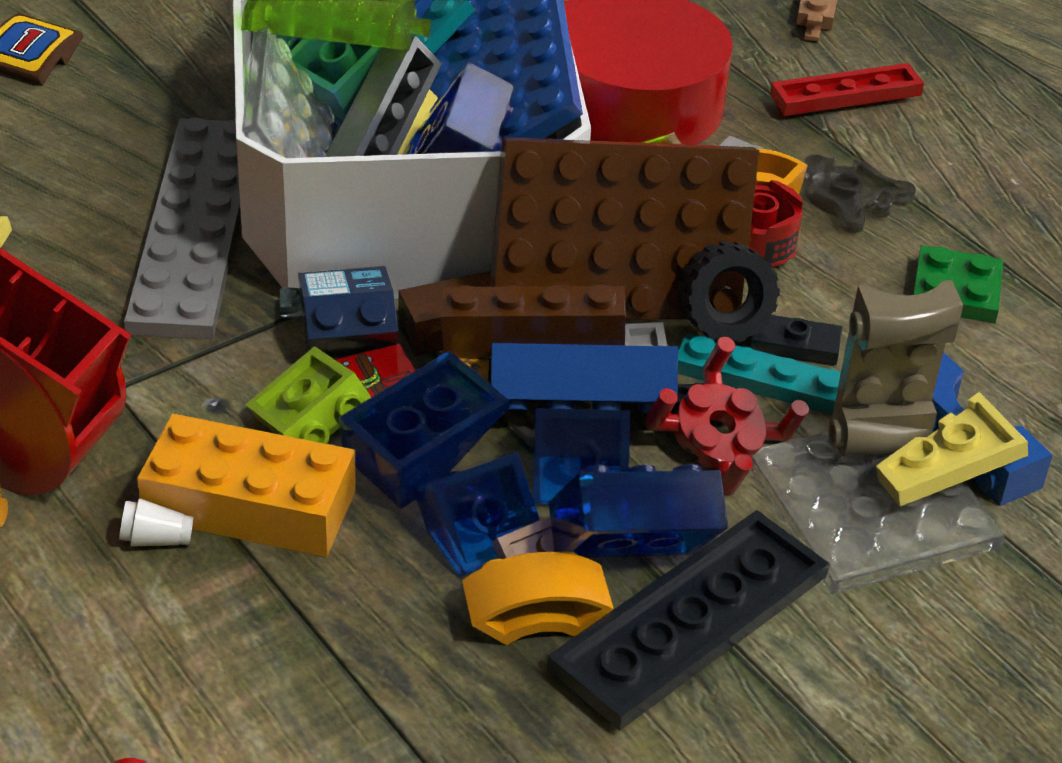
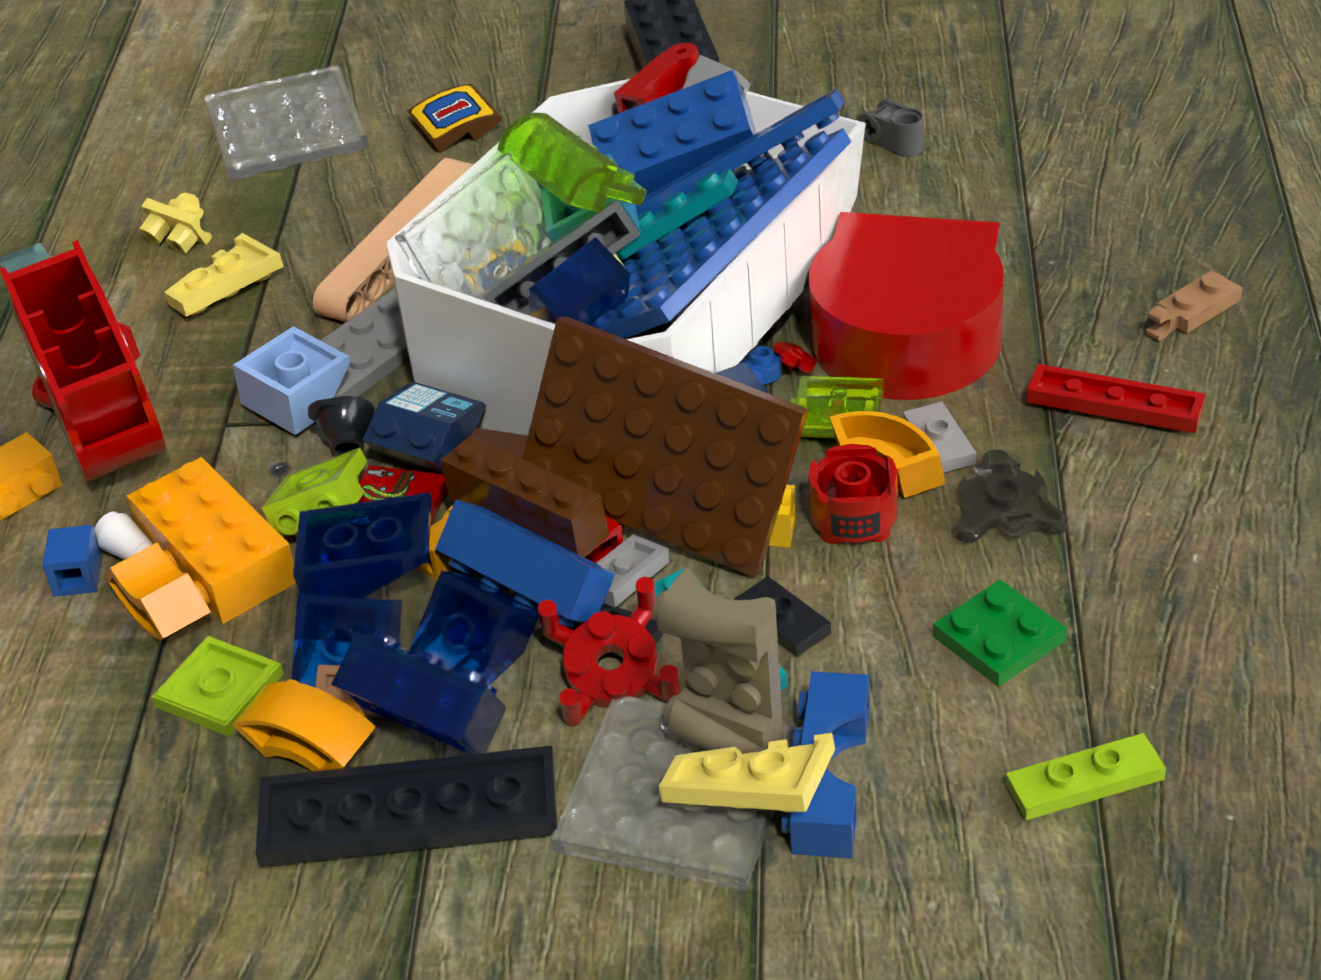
camera: 45 degrees right, 0 degrees up
(108, 170) = (367, 269): none -> light nougat beam
(123, 565) = (72, 560): none -> blue brick
(167, 316) = (288, 377): none -> light blue slope
(252, 553) = (157, 591): none -> light orange brick
(258, 337) = (342, 421): none -> black piece
(394, 607) = (216, 684): none -> lime tile
(756, 308) = (752, 518): black tyre -> none

